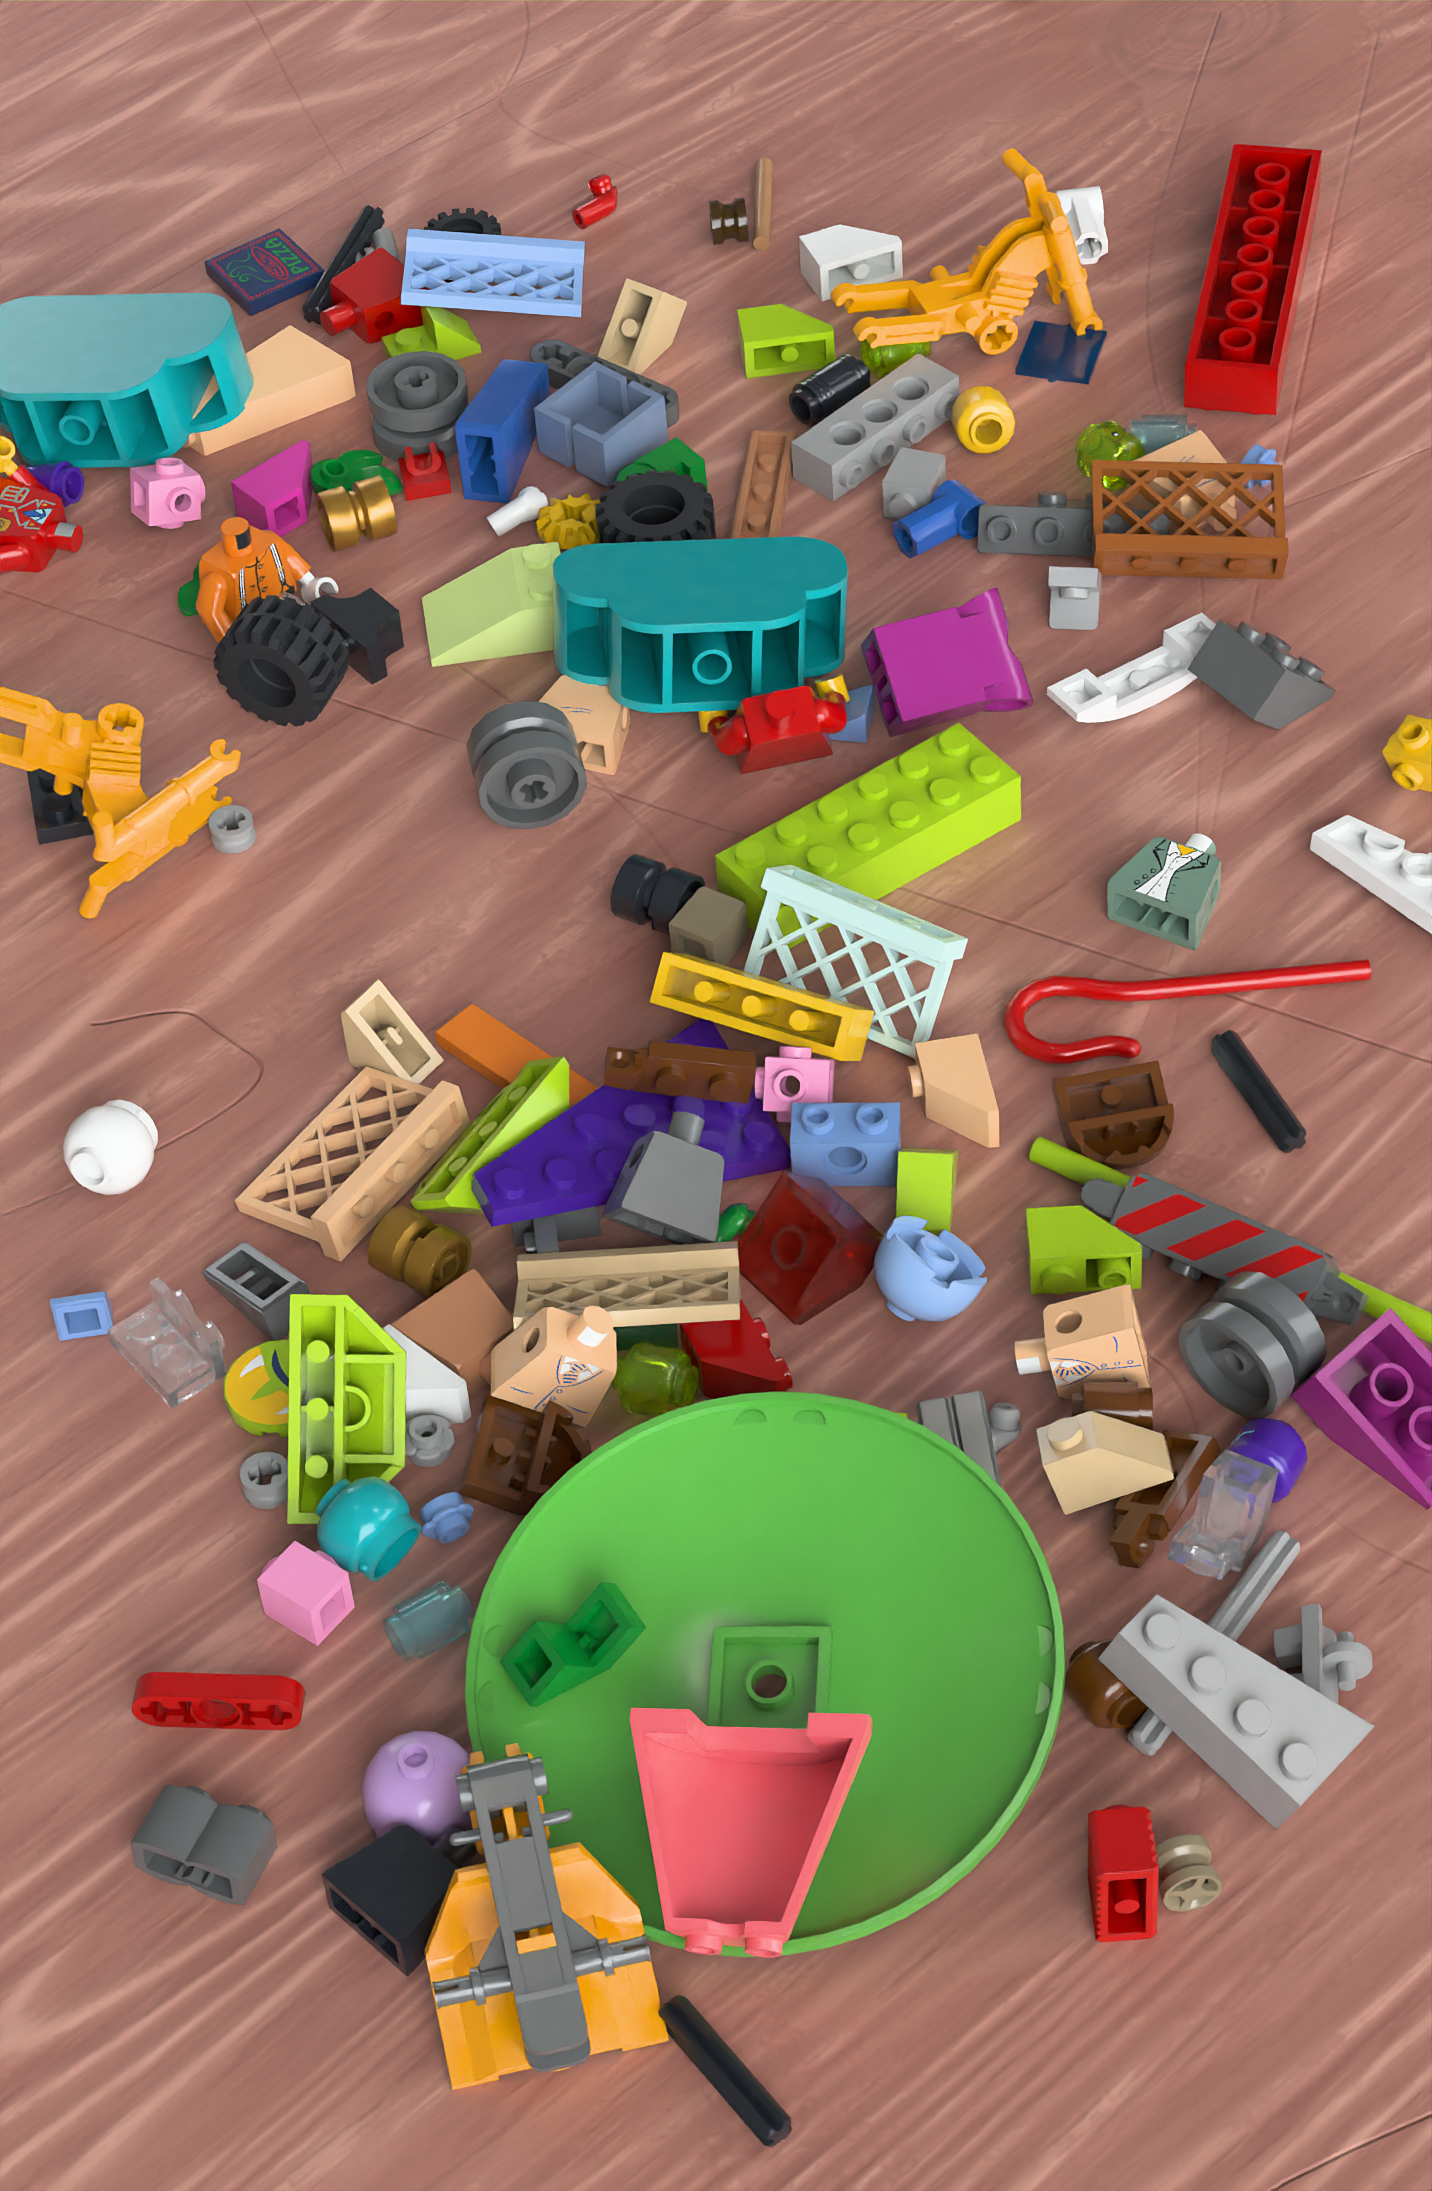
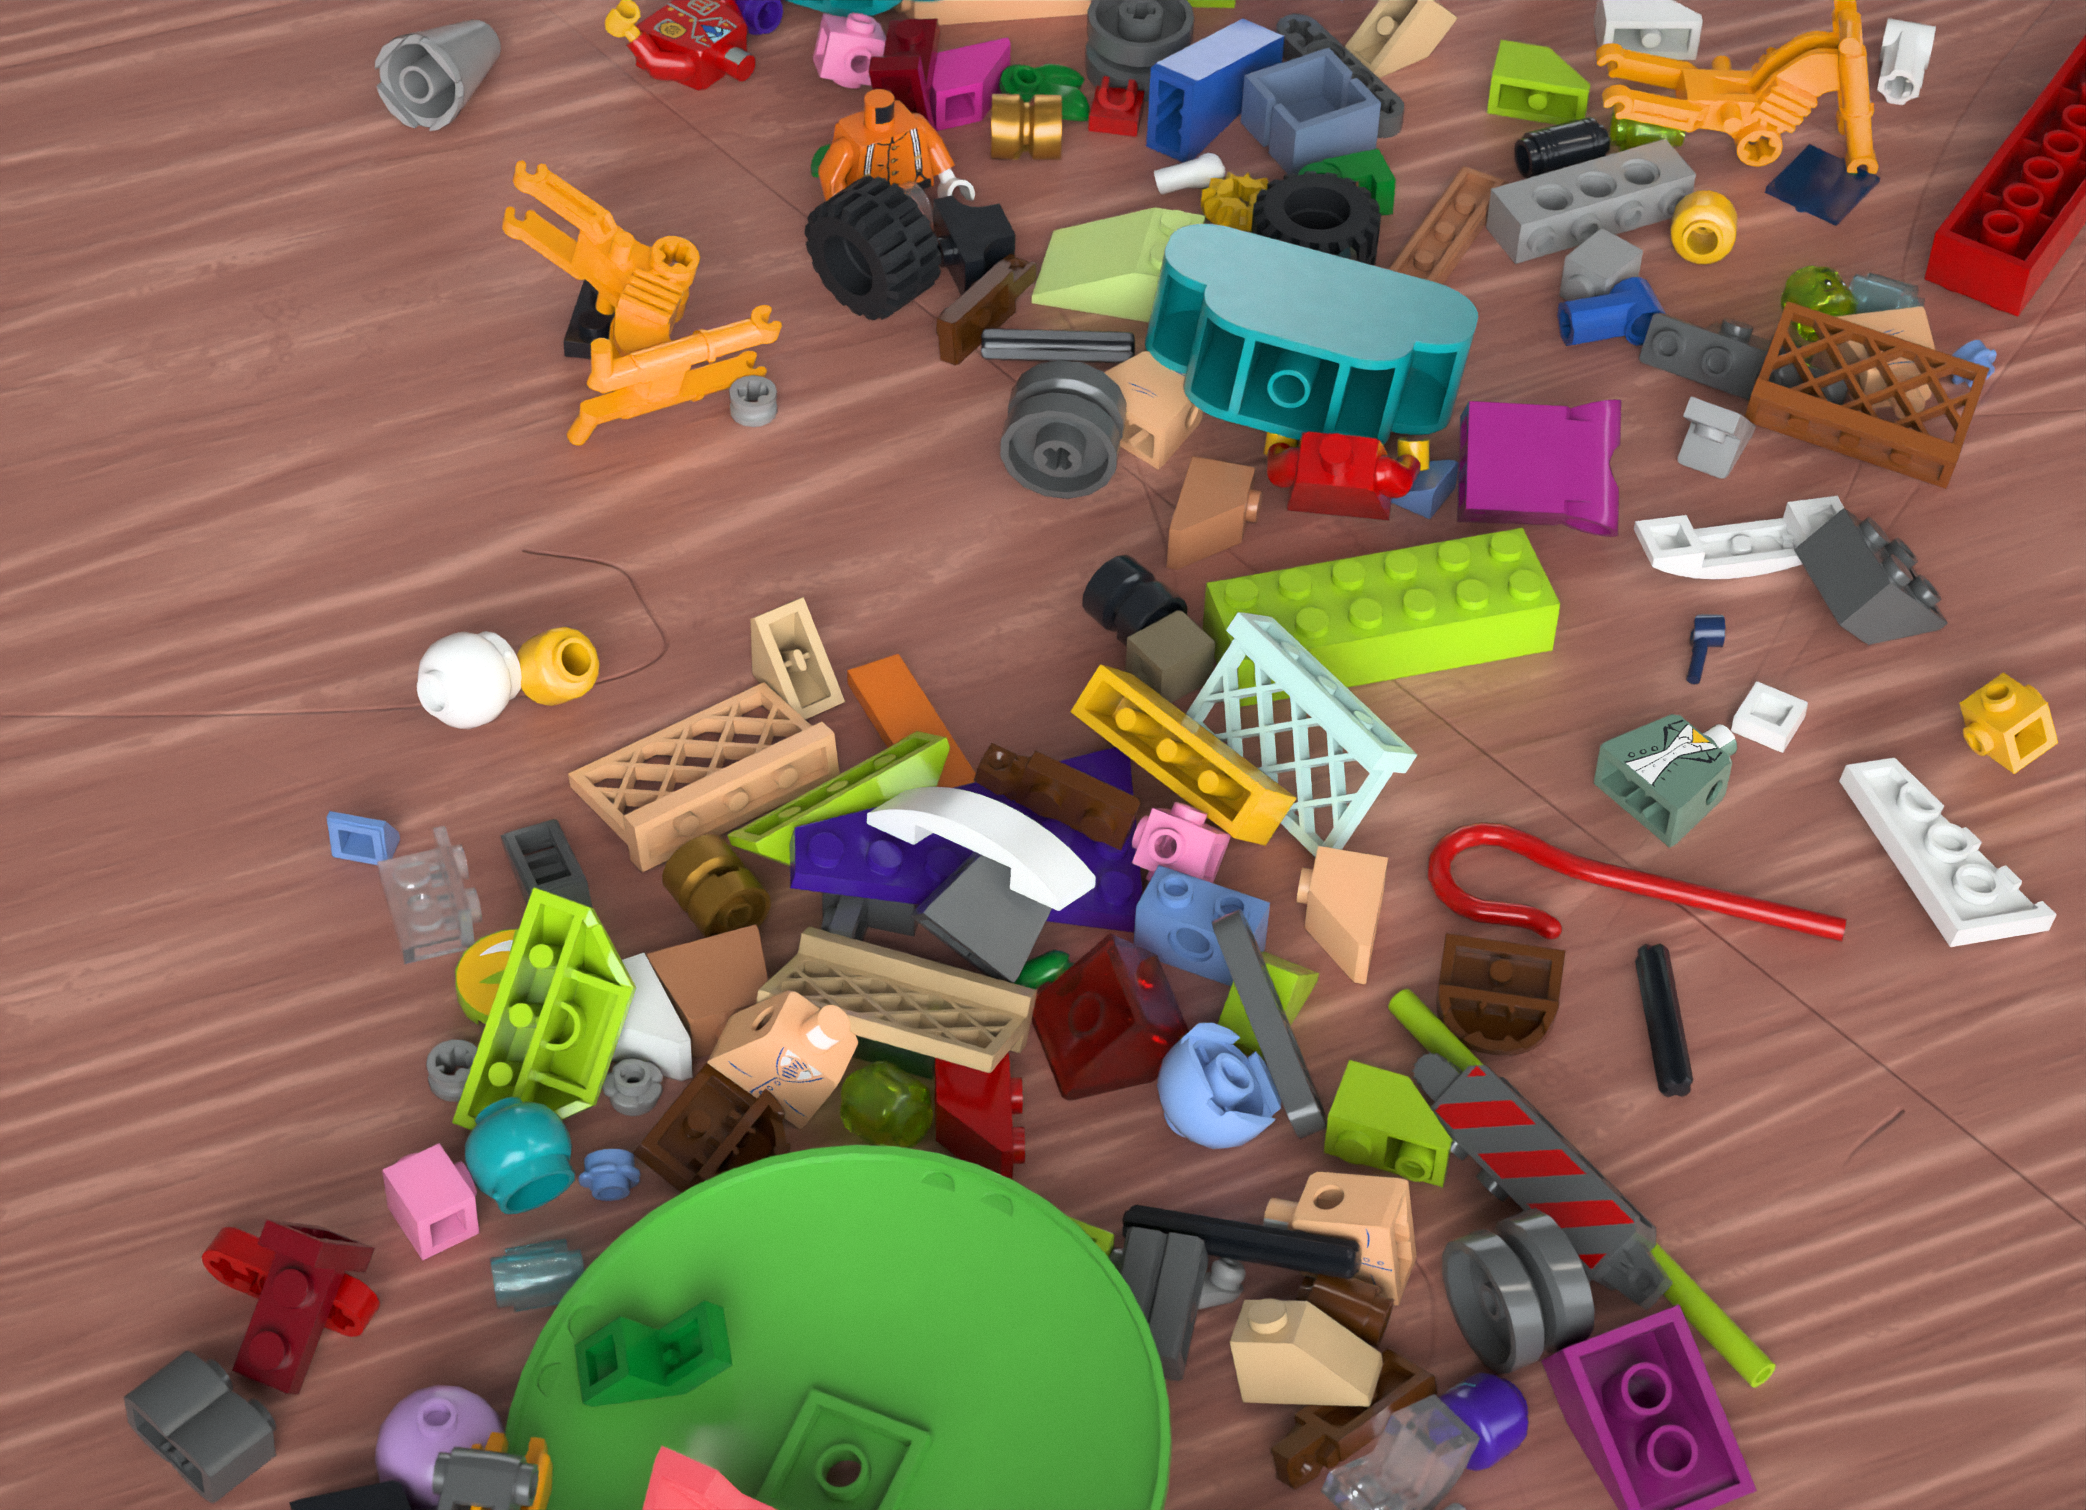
camera: 15 degrees right, 0 degrees up
(184, 1110) = (558, 666): none -> yellow head
(228, 486) = (908, 63): none -> dark red bracket
(238, 1716) = (295, 1301): none -> dark red bracket
(396, 684) = (983, 306): none -> reddish brown hinge
(476, 696) = (1057, 345): none -> axle
(682, 793) = (1211, 510): none -> nougat slope
(706, 1131) = (1038, 860): none -> white slope
(947, 1201) = (1270, 1024): none -> dark grey beam
(1018, 1381) = (1254, 1242): none -> black axle
(1144, 763) = (1707, 632): none -> dark blue hand
(1227, 815) = (1769, 716): none -> white tile

